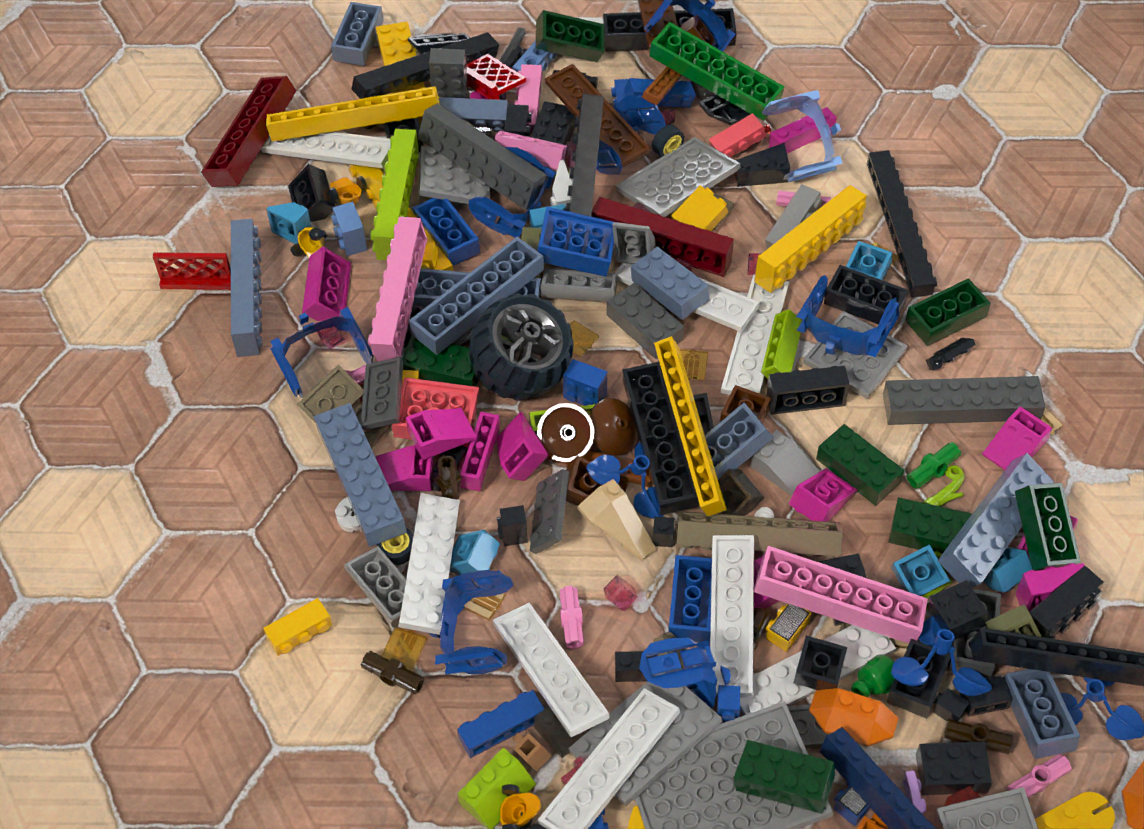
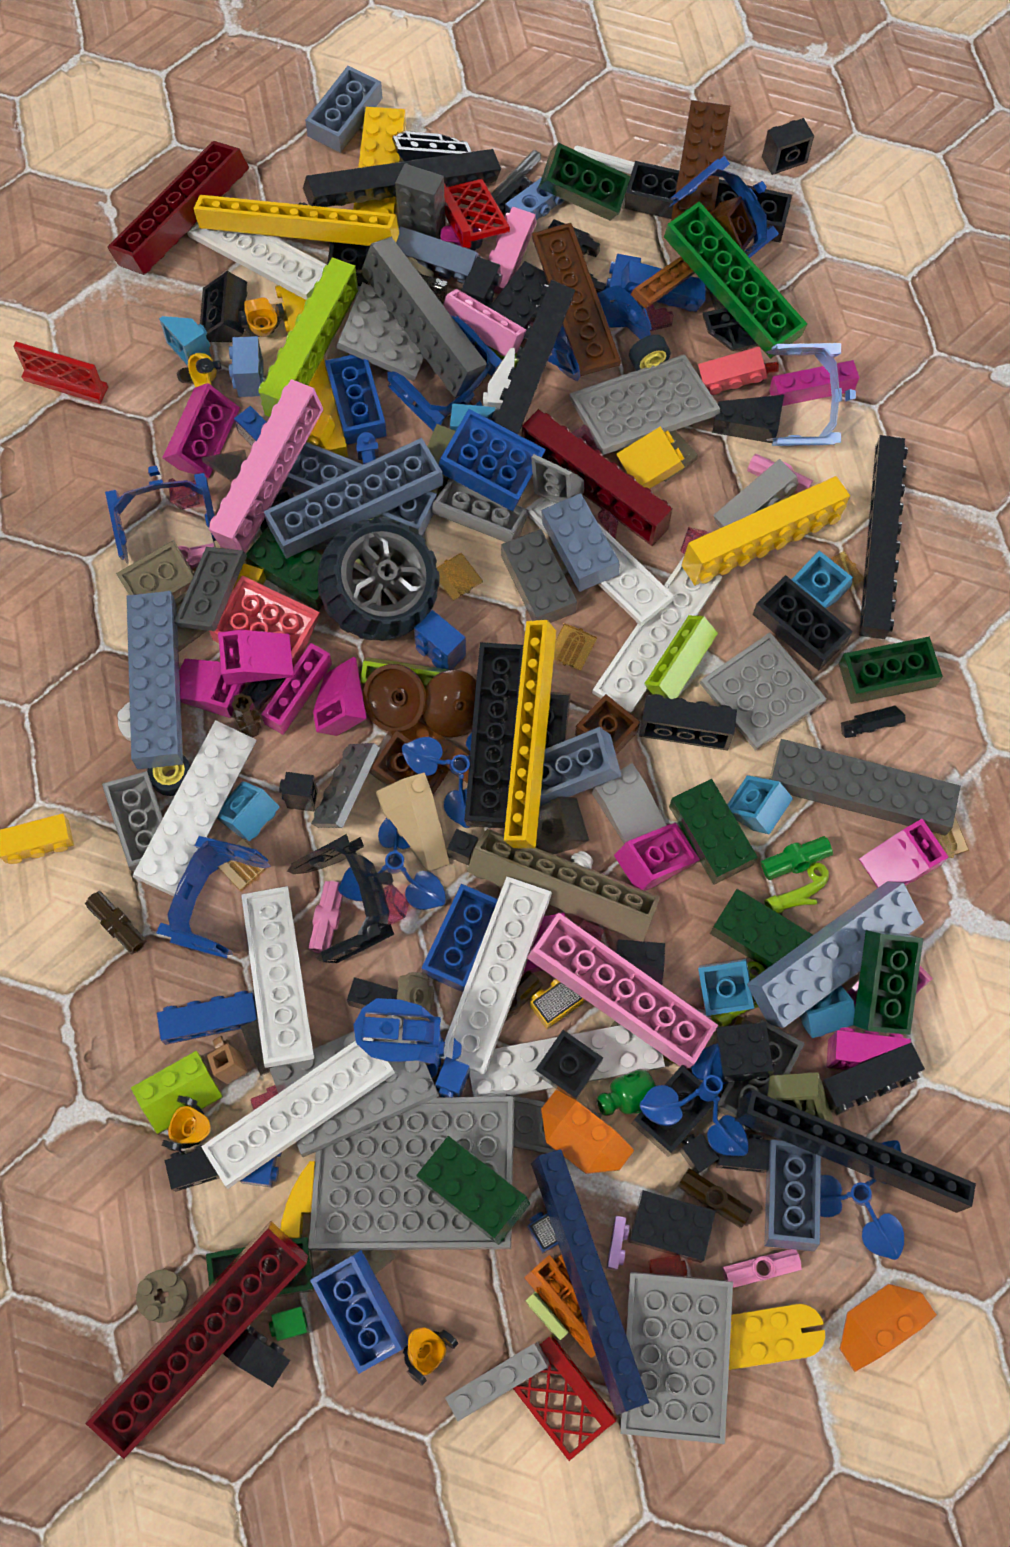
camera: 15 degrees right, 15 degrees up
(245, 288) = (109, 409): sand blue brick -> none
(361, 302) = (226, 464): none -> clear smoke slope
(369, 272) = (249, 424): none -> blue brick
(404, 647) = (137, 898): clear yellow piece -> none
(469, 260) = (367, 447): none -> blue hips
(591, 583) = (422, 893): none -> blue plant
(620, 605) = (375, 926): none -> black animal
(840, 338) = (777, 687): blue animal -> none
(889, 433) = (759, 803): none -> dark azure slope

